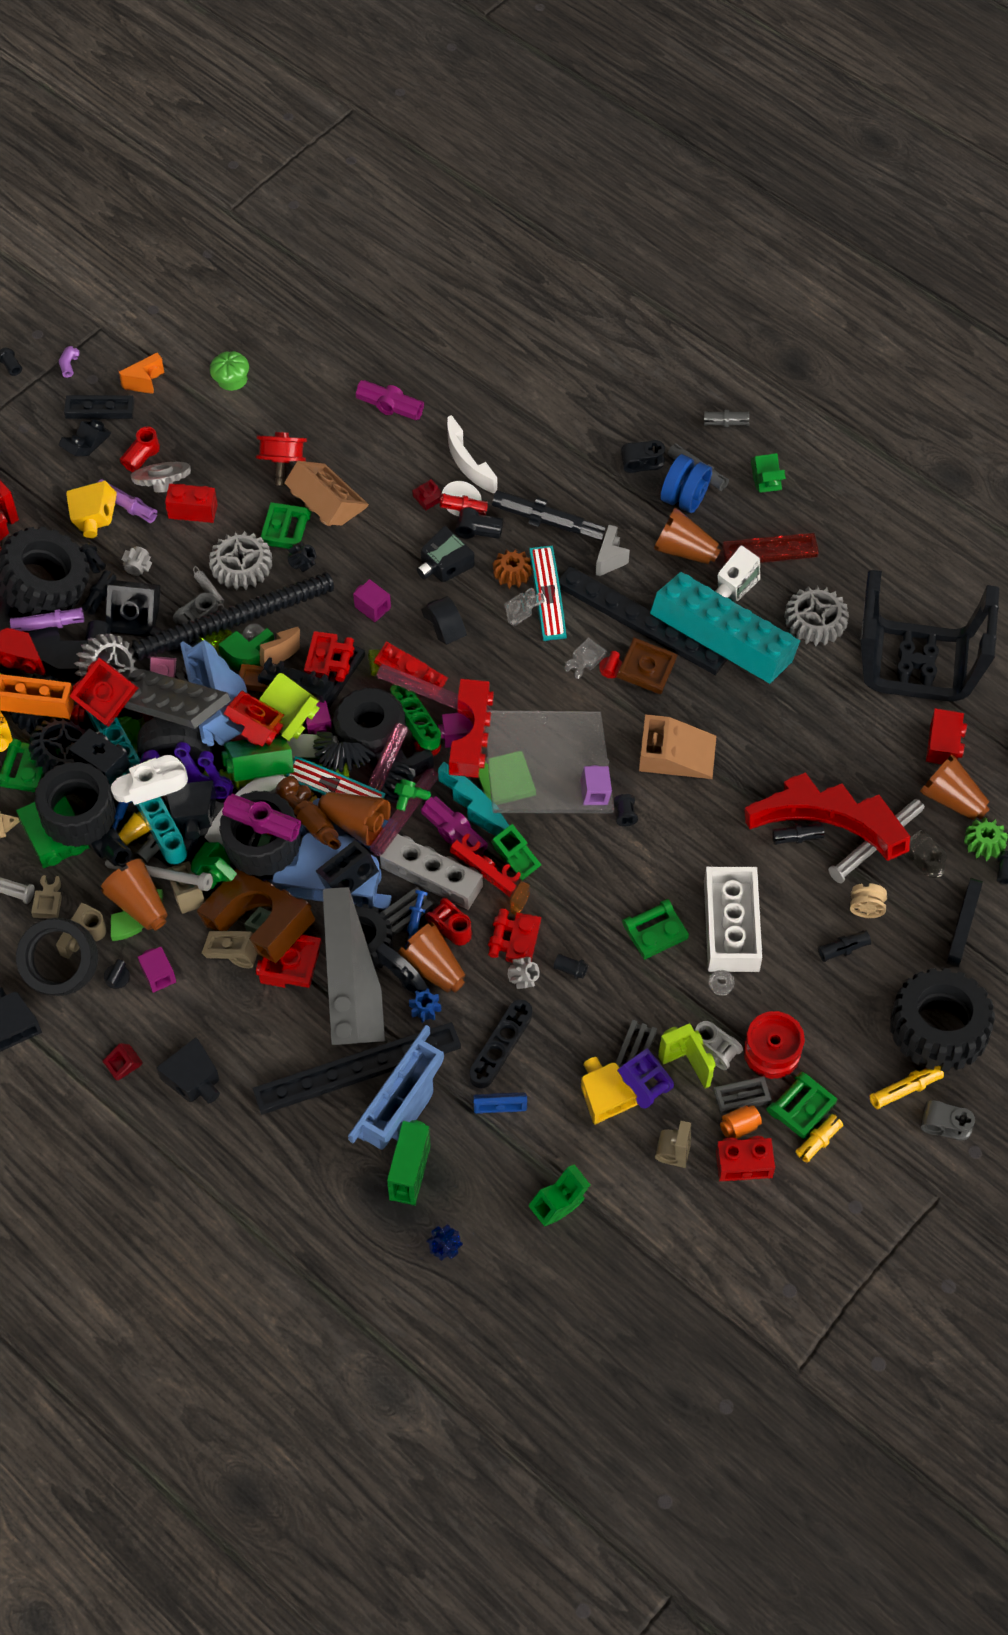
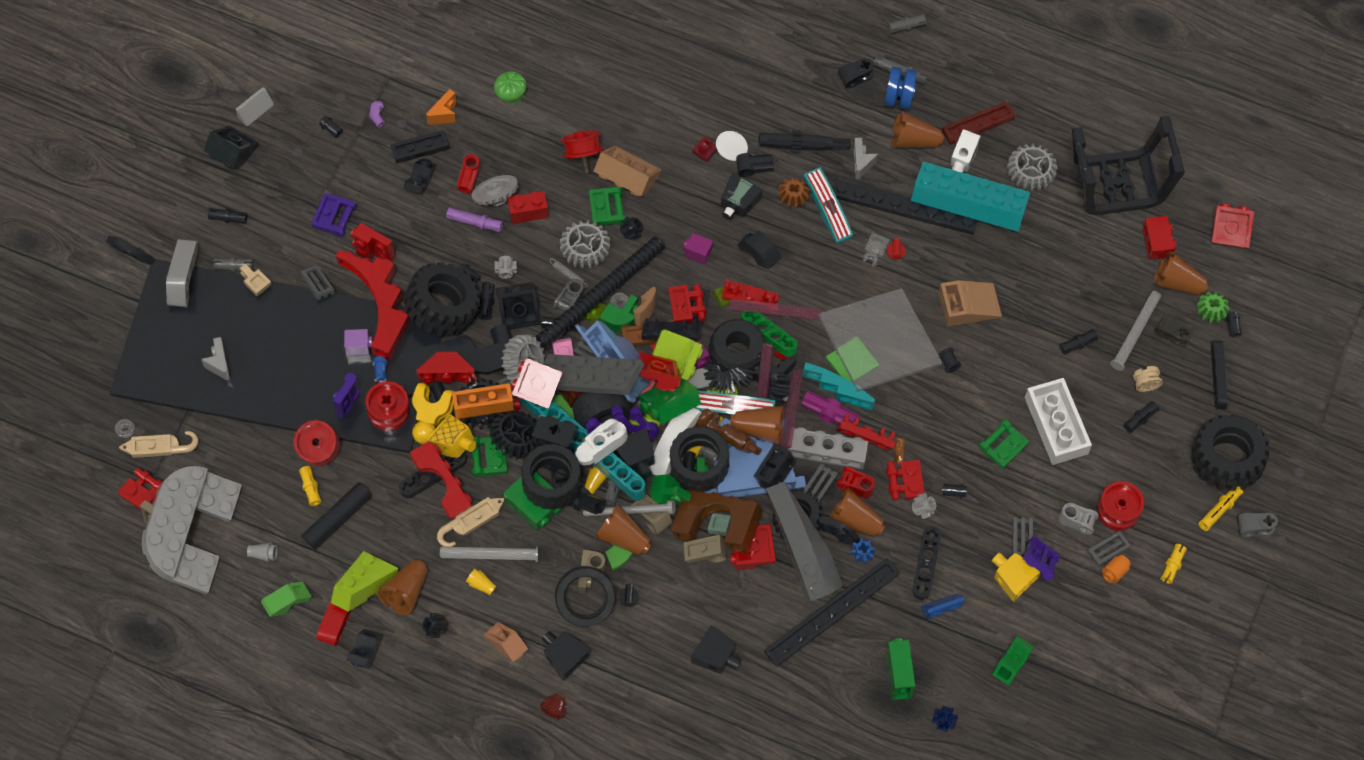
camera: 20 degrees left, 5 degrees up
(47, 620) = (465, 334): medium lavender pin -> none
(47, 902) = (553, 555): dark tan plate -> none
(91, 507) = (452, 233): yellow torso -> none
(122, 1061) = (659, 659): dark red slope -> none
(156, 969) = (657, 582): magenta brick -> none
(249, 812) = (691, 447): magenta piece -> none
(389, 400) = (645, 78): magenta piece -> none
(401, 1095) = (879, 621): medium blue brick -> none
(406, 790) = (791, 394): green piece -> none
(416, 914) = (830, 487): blue piece -> none
(454, 727) = (804, 332): magenta brick -> none
(458, 503) = (736, 149): red pin -> none
(466, 753) = (812, 310): red arch -> none
(478, 474) = (741, 122): white slope -> none
(513, 851) = (883, 415): green brick -> none
(520, 606) = (812, 221): clear plate -> none
(595, 785) = (924, 348): medium lavender brick -> none
(647, 666) = (922, 242): reddish brown plate -> none
(674, 1145) = (1078, 600): dark tan plate -> none
(685, 1041) = (1067, 527): lime bracket -> none
(721, 989) = (1065, 475): clear plate -> none
(745, 1159) = (1129, 594): red brick -> none
(767, 473) = (954, 61): green brick -> none
(808, 1110) = (1159, 546): green plate -> none
(834, 806) = (1099, 313): red arch -> none

